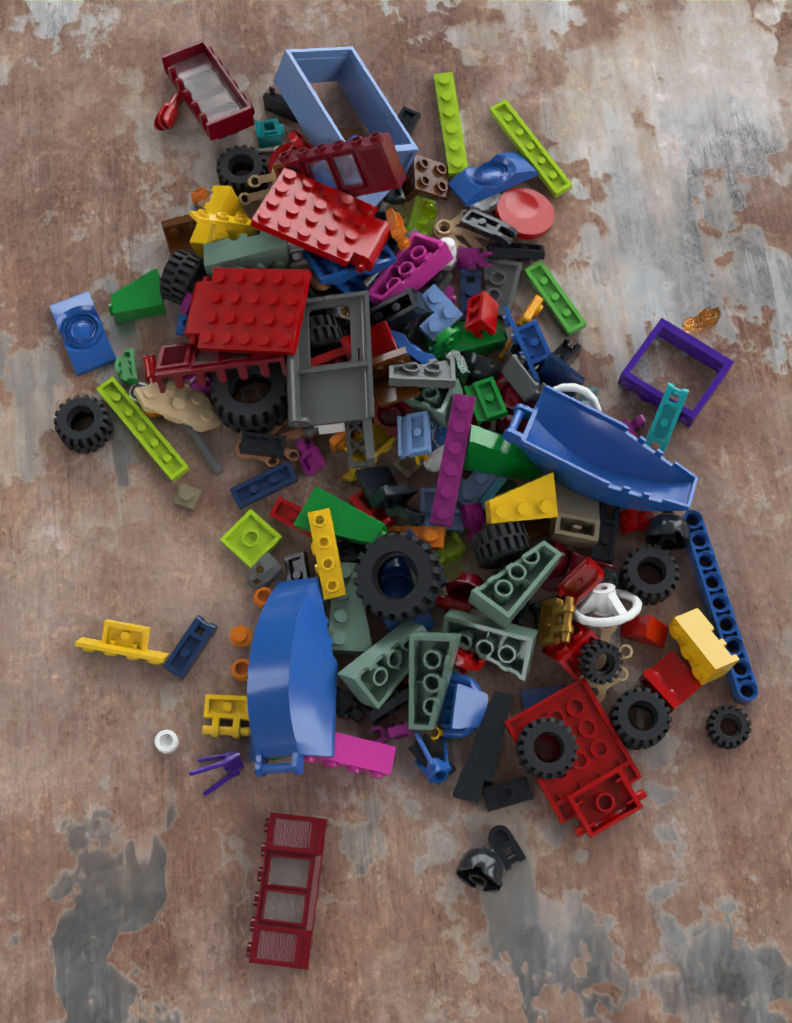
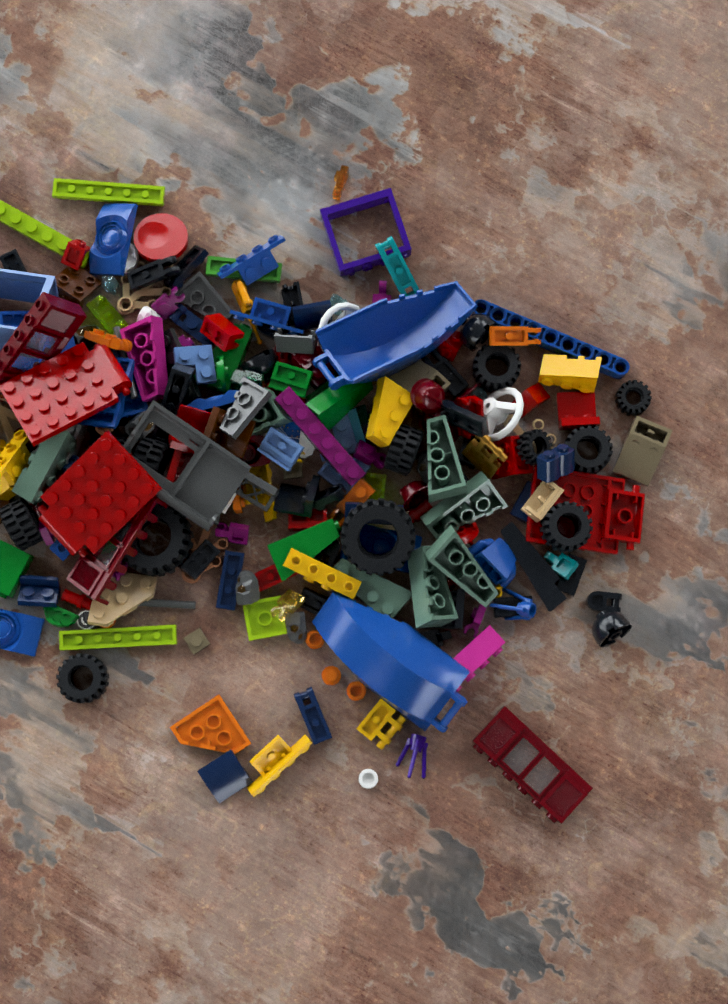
camera: 55 degrees left, 10 degrees up
(78, 608) = (225, 776): none -> dark blue slope
(115, 566) = (211, 728): none -> orange plate
(136, 336) = (39, 591): none -> dark blue bracket
(265, 502) = (247, 588): none -> dark grey rock
(279, 547) = (288, 602): none -> clear yellow plate
(451, 204) = (110, 284): none -> clear light blue plate
(453, 156) = (75, 253): none -> red bracket
(508, 775) = (561, 565): none -> teal plate
(557, 706) = (542, 500): none -> tan hinge
(565, 301) = (254, 264): none -> blue bracket
(567, 526) = (427, 395): none -> dark red piece
(573, 574) = (464, 418): none -> black hinge
(600, 691) = (555, 463): none -> dark blue brick
(683, 773) = (642, 450): none -> dark tan slope
(689, 563) = (511, 335): none -> orange hinge

